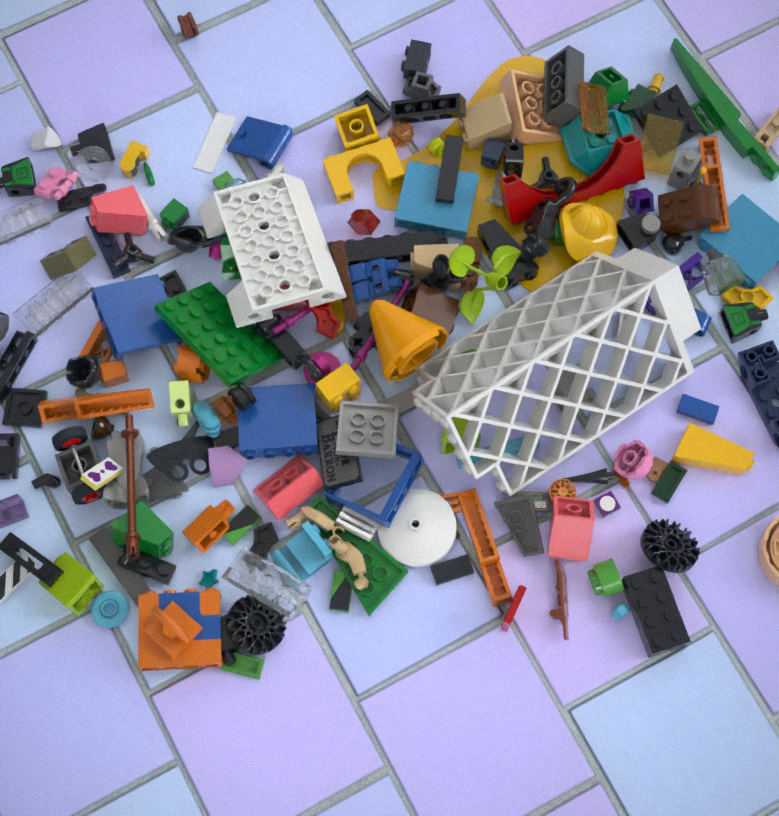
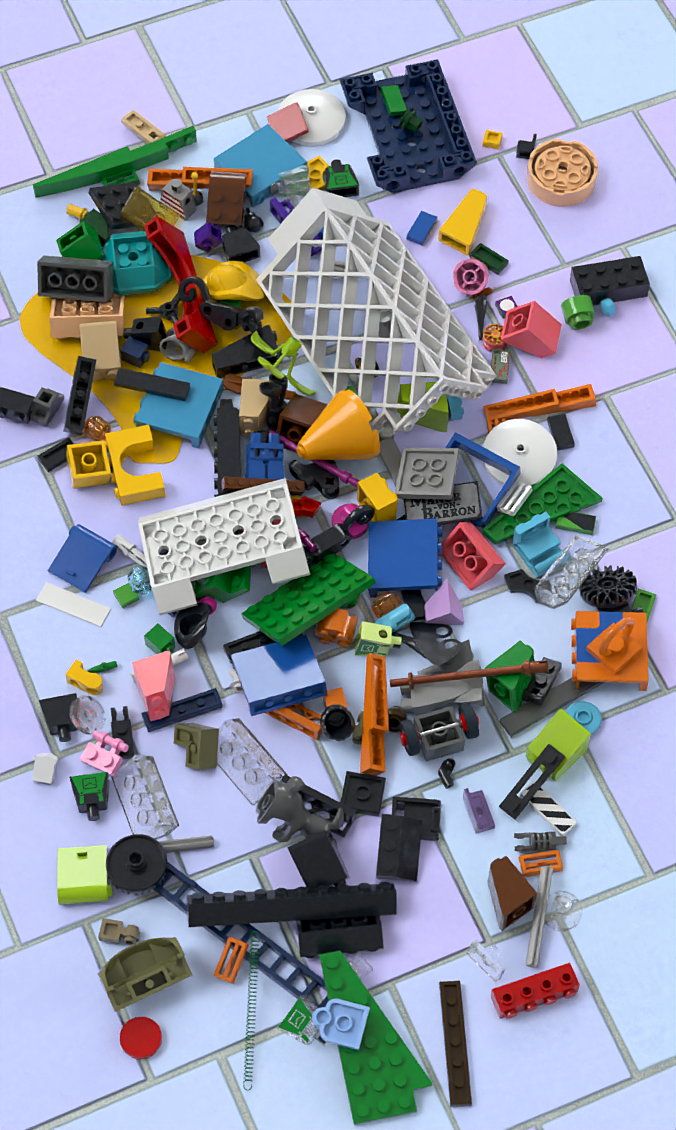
camera: 85 degrees left, 10 degrees down
(101, 473) = (454, 701): tile -> none
(132, 253) = (199, 683): black piece -> none
(209, 526) = (507, 623): orange hinge -> none
(209, 578) = (558, 629): teal piece -> none
(242, 396) = (384, 575): black wheel -> none
(242, 524) = (505, 601): tile -> none
(314, 517) = (506, 532): tan arm -> none
(348, 553) = (552, 499): tan arm -> none
(363, 221) = (196, 468): clear red brick -> none
(436, 146) = (115, 402): neon yellow piece -> none
(513, 608) = (604, 381): red tile -> none
(522, 521) = (522, 369): dark grey wing -> none
(561, 613) = (594, 348): dark orange piece -> none
(594, 108) = (111, 251): clear orange piece -> none
(650, 224) = (237, 230): light grey tile -> none
(669, 546) = (553, 261): black wheel -> none

